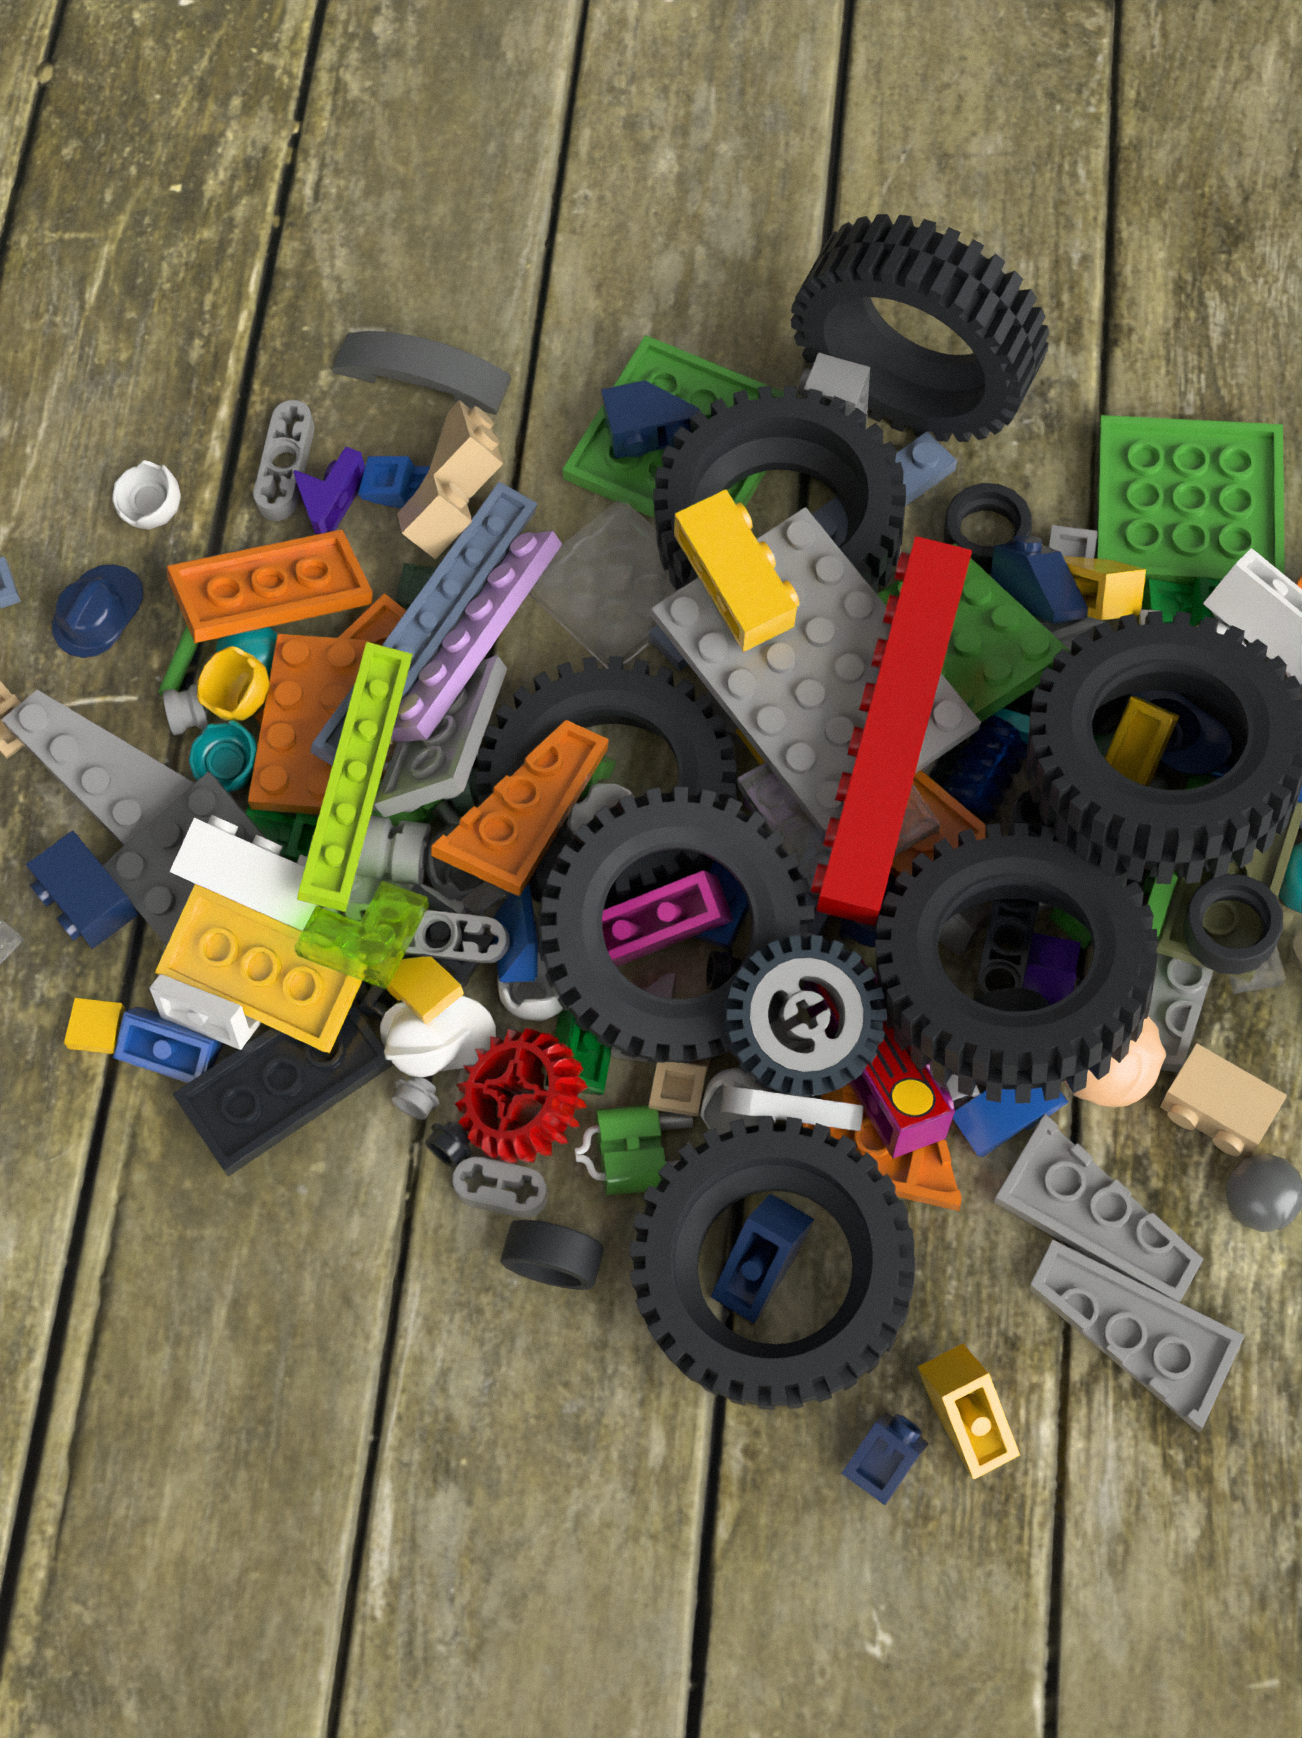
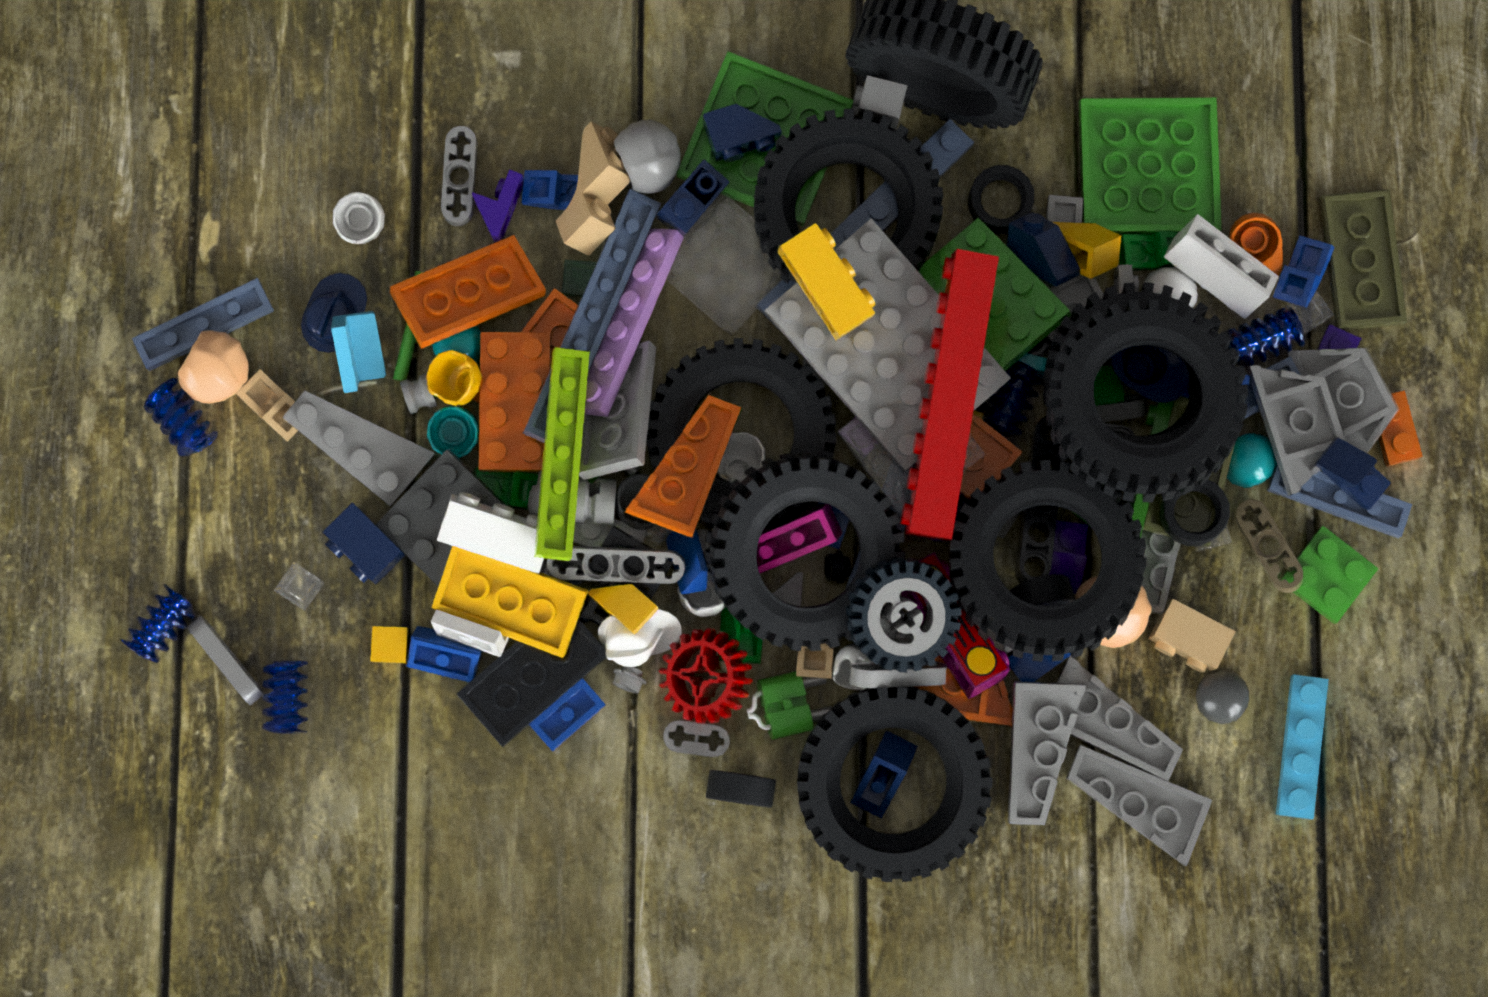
camera: 15 degrees left, 15 degrees up
(115, 646) = (357, 349): none -> medium azure panel
(323, 1137) = (567, 714): none -> blue plate
(369, 947) = (584, 585): clear neon green plate -> none
(423, 364) = (555, 87): dark grey slope -> none
(449, 1143) = (657, 711): black plate -> none
(527, 439) = (649, 155): none -> light grey piece
(577, 495) = (692, 198): none -> dark blue slope
(886, 1456) = (979, 902): dark blue bracket -> none
(969, 1410) = (1031, 866): yellow slope -> none
(992, 1224) = (1039, 737): none -> light grey wing
(1140, 740) = (1122, 387): yellow tile -> none

